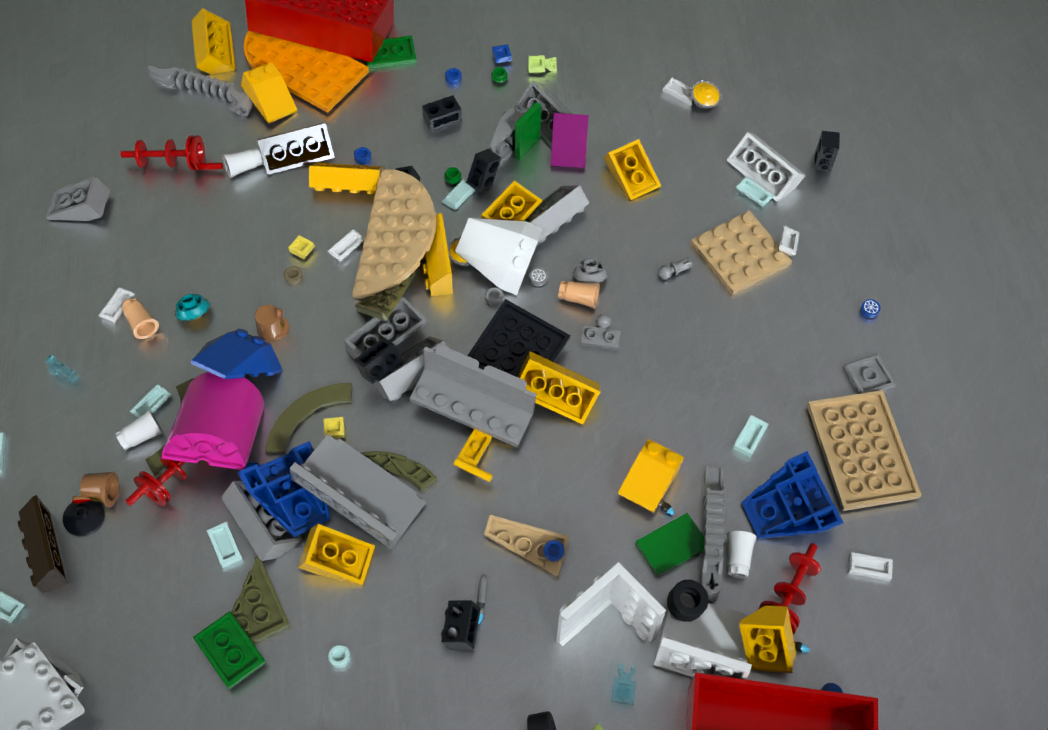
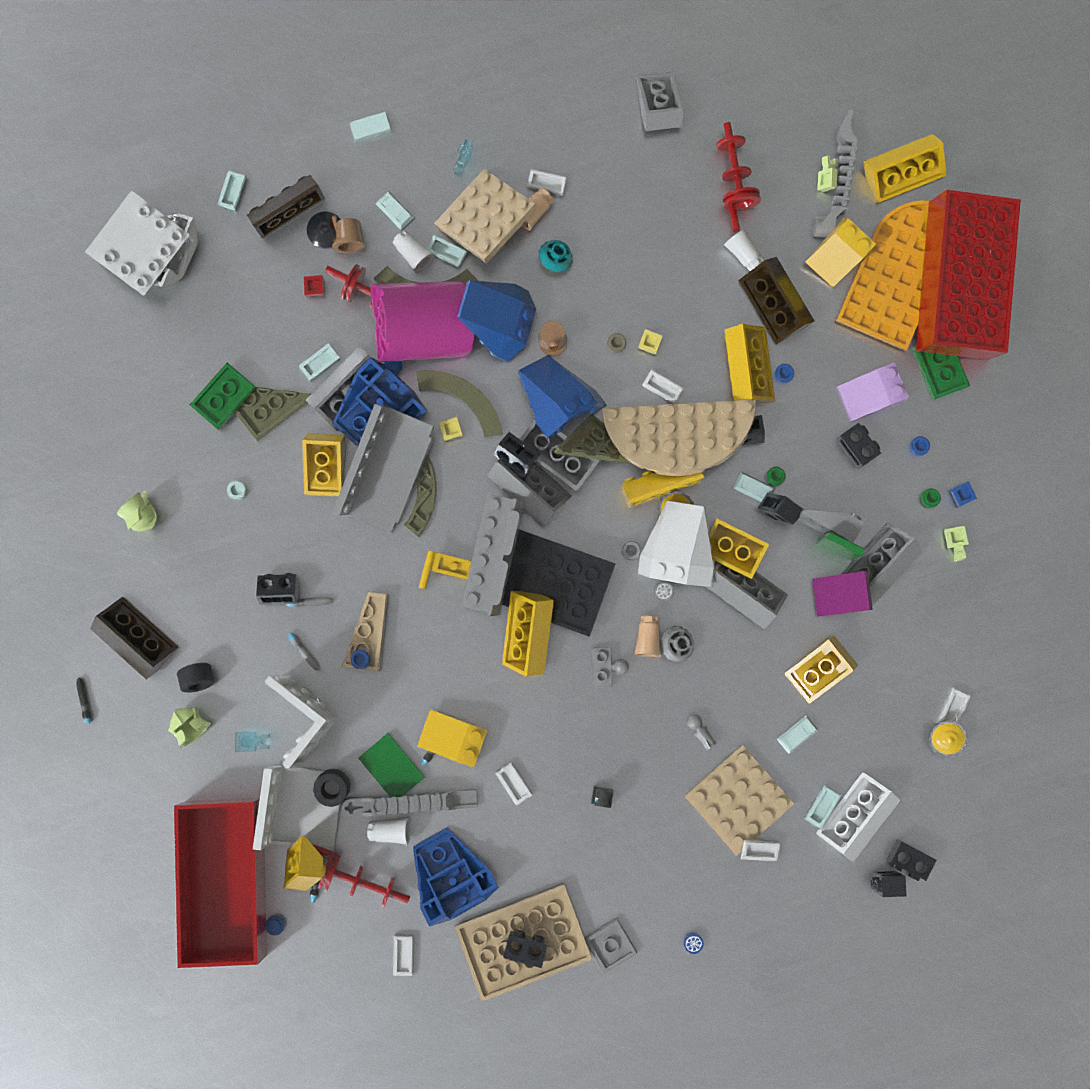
camera: 85 degrees right, 25 degrees up
(90, 445) = (395, 210): none -> light aqua tile
(129, 356) = (485, 215): none -> tan plate
(140, 534) = (314, 285): none -> red plate
(200, 94) = (828, 177): none -> yellowish green plate
(329, 322) = (557, 395): none -> blue wedge
(398, 95) = (873, 392): none -> lavender slope
(521, 620) = (303, 651): none -> light grey piece
(687, 200) = (797, 734): none -> light aqua tile
(703, 433) = (514, 783): none -> white tile
(726, 354) = (602, 797): none -> pearl dark grey leg
(750, 436) = (519, 830): light aqua tile -> none
(806, 137) = (913, 856): none -> black brick
(873, 442) = (524, 954): none -> black brick

